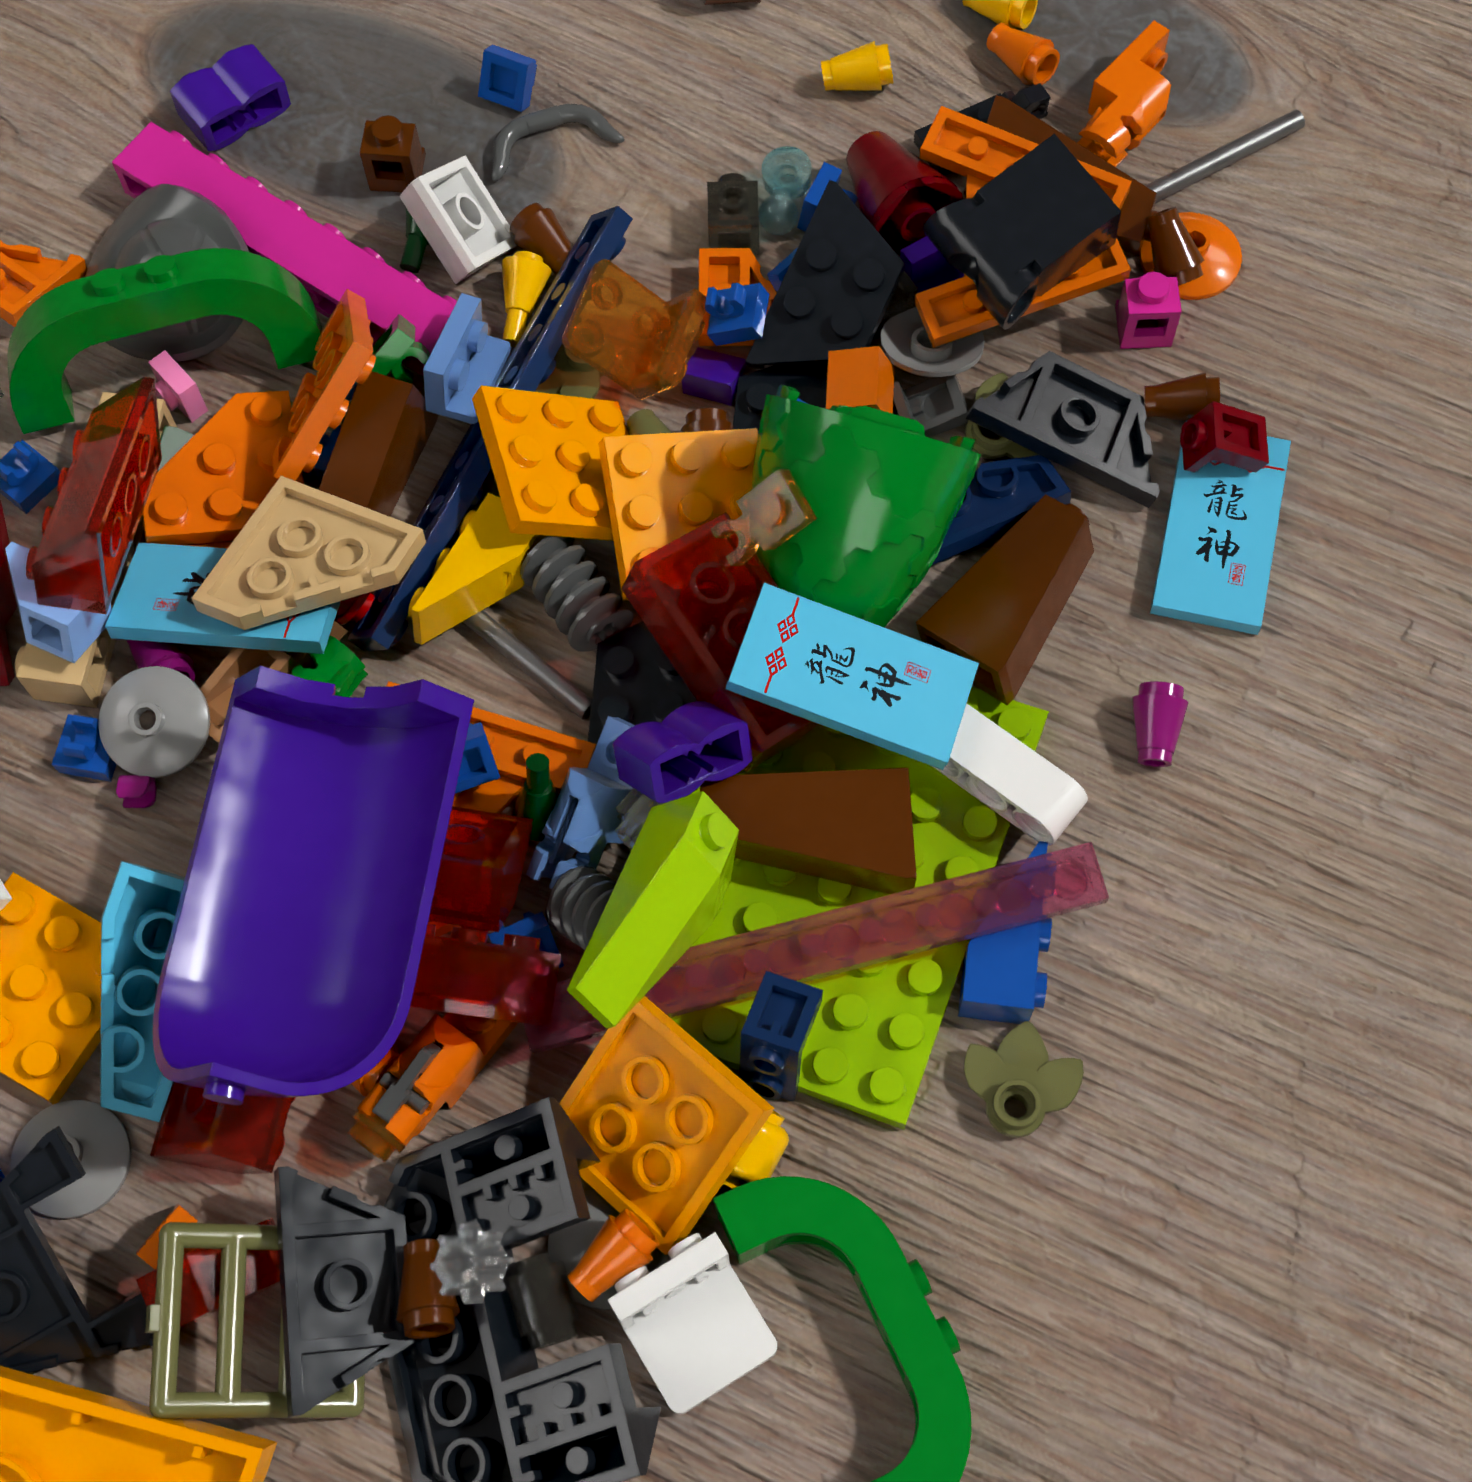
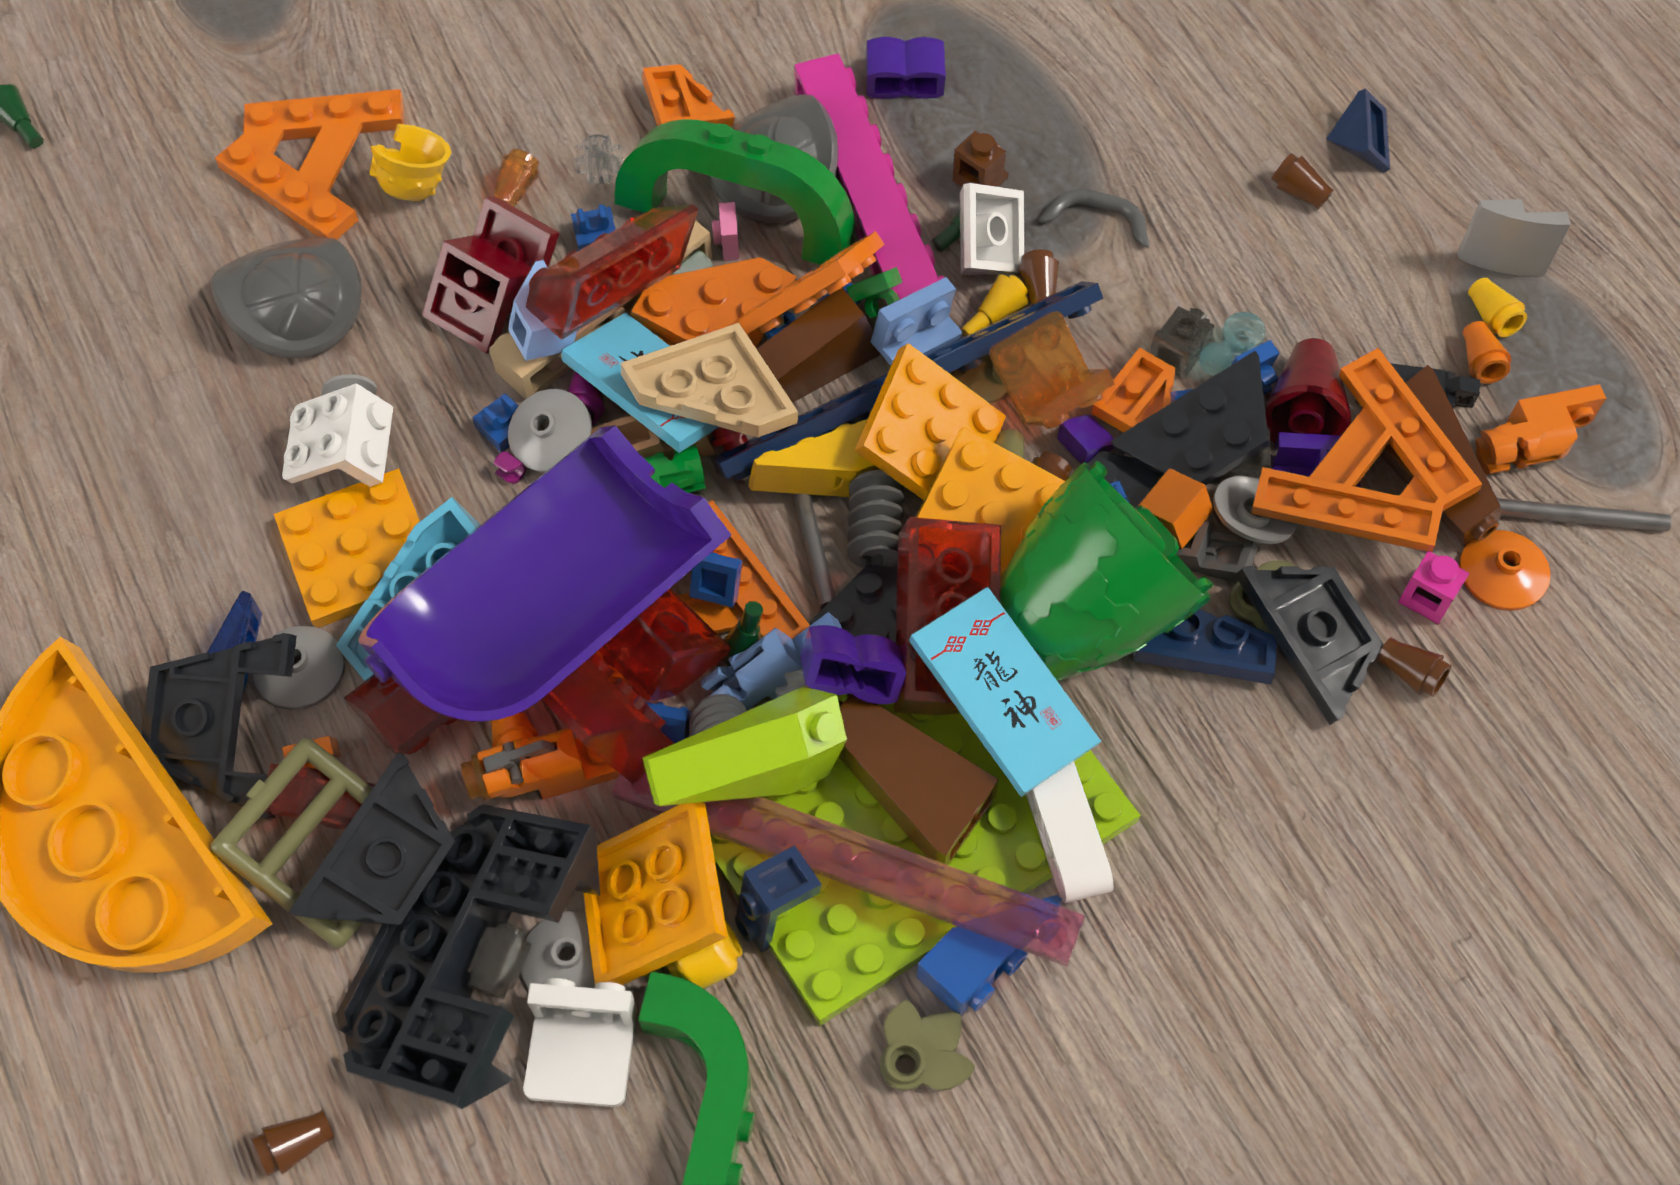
camera: 35 degrees right, 5 degrees down
(420, 1304) = (427, 898): reddish brown cone -> none
(488, 1263) = (464, 896): clear gear -> none
(507, 78) = (1097, 158): blue tile -> none
(616, 1251) = (566, 958): orange cone -> none
(736, 313) = (1126, 403): blue tile -> none
(770, 517) = (1021, 544): clear orange plate -> none
(859, 69) = (1353, 294): yellow cone -> none
(1012, 596) = (1173, 719): reddish brown slope -> none
(1026, 229) = (1369, 469): black piece -> none
(1158, 721) = (1215, 875): magenta cone -> none
(1173, 247) = (1485, 553): reddish brown cone -> none
(1221, 542) = (1372, 773): medium azure tile -> none
(1226, 437) = (1420, 710): dark red bracket -> none

